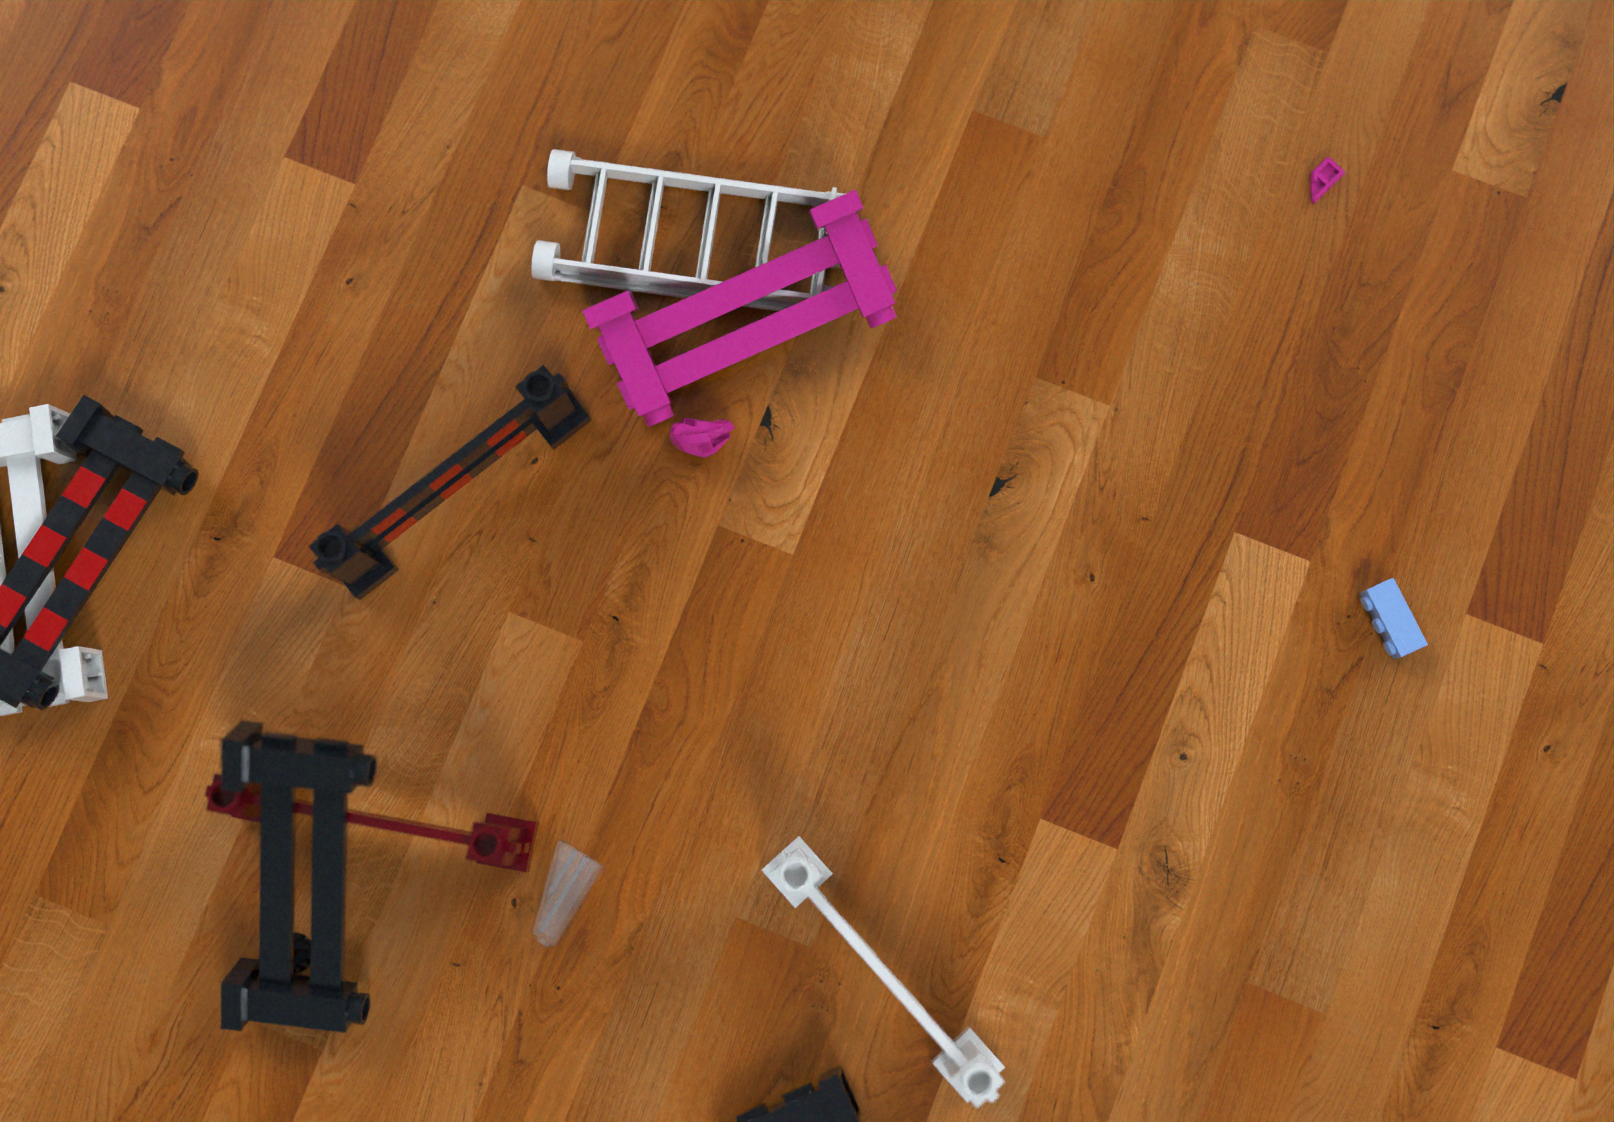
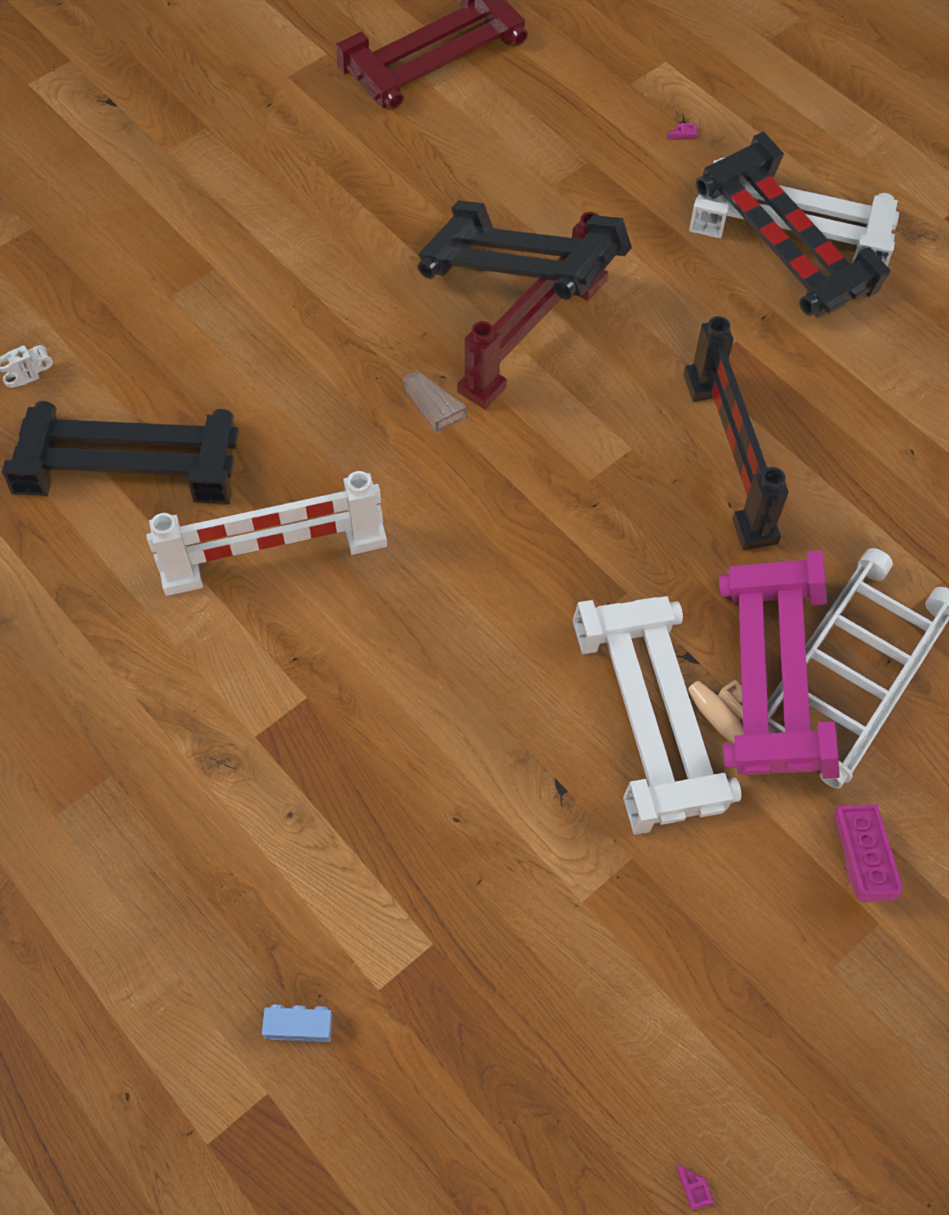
camera: 115 degrees right, 20 degrees down
(700, 436) = (697, 602): dark pink helmet -> none
(820, 352) = (721, 710): none -> light nougat plate
(913, 140) = (867, 853): none -> dark pink piece
(960, 364) = (664, 798): none -> white fence

